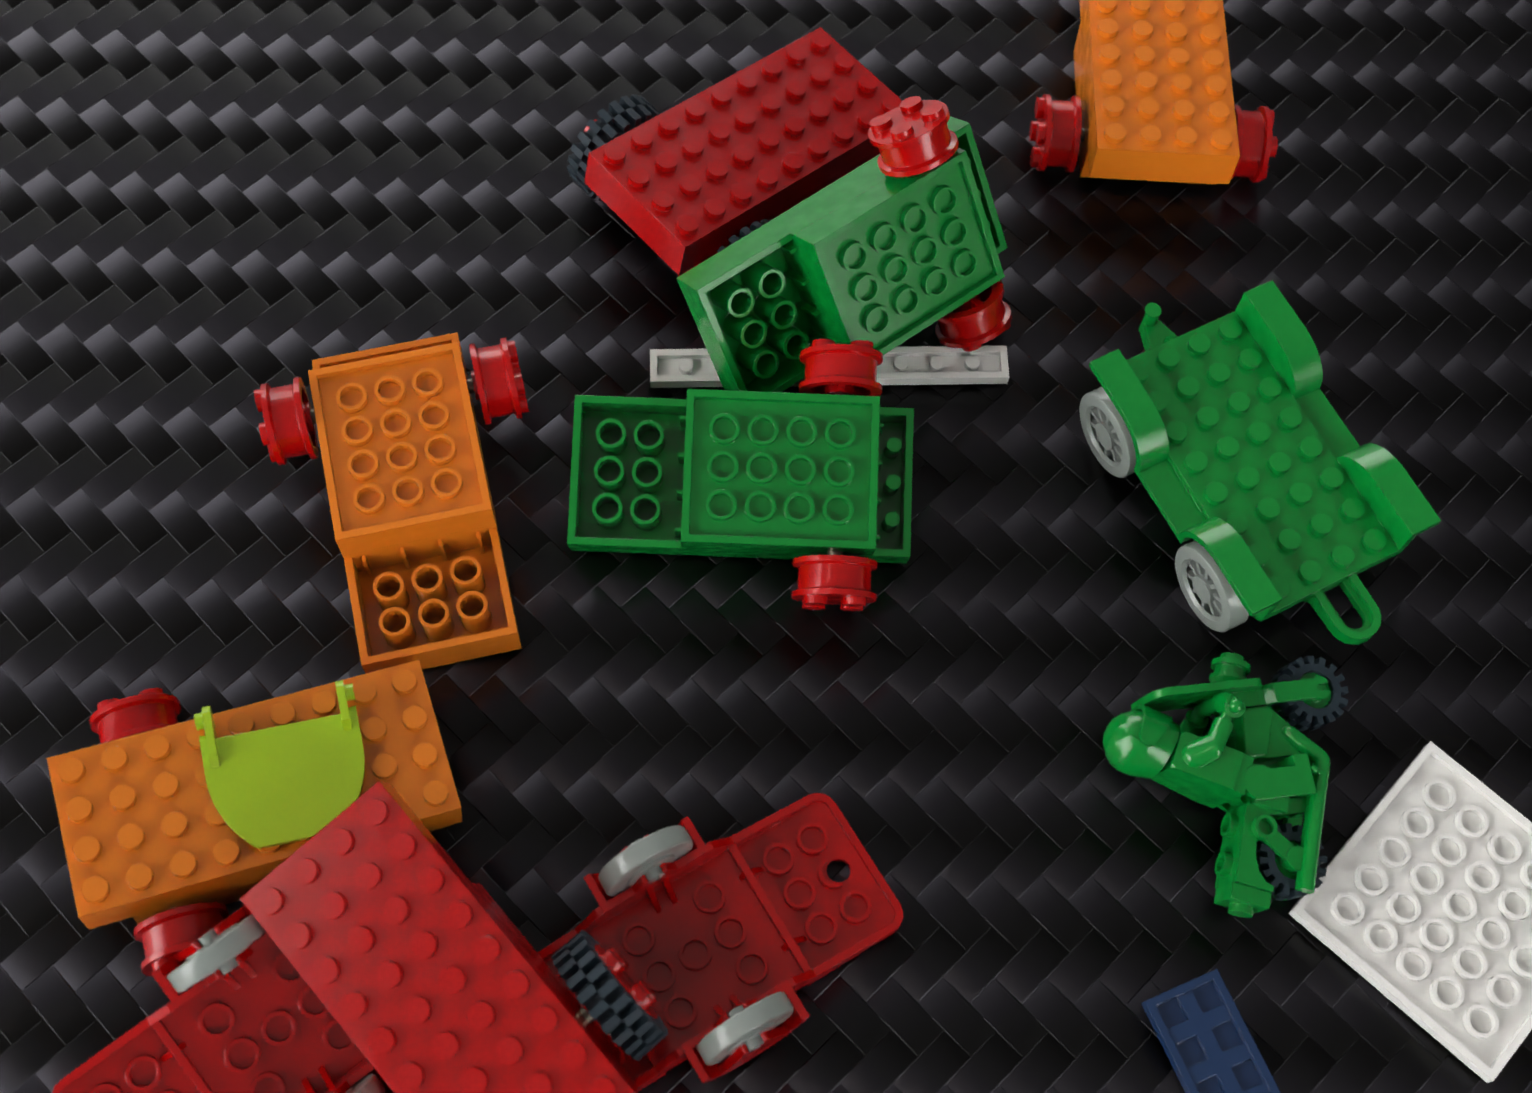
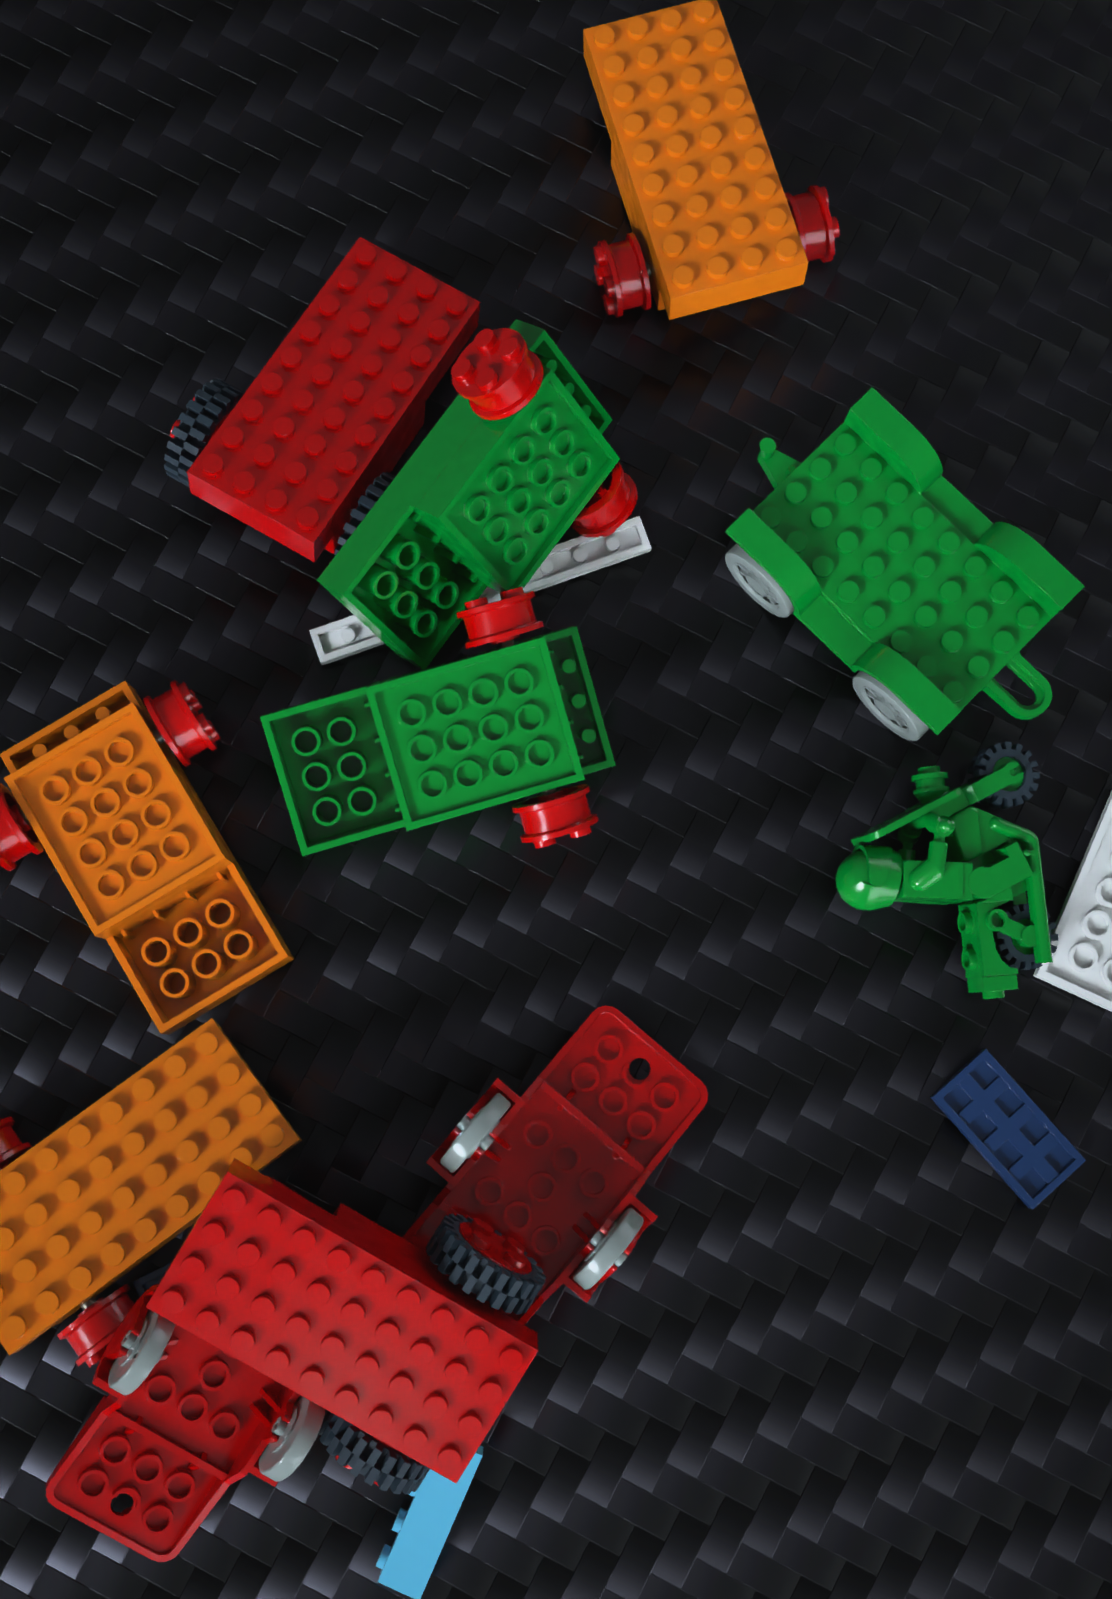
camera: 15 degrees left, 15 degrees up
(284, 778) = (138, 1173): lime piece -> none

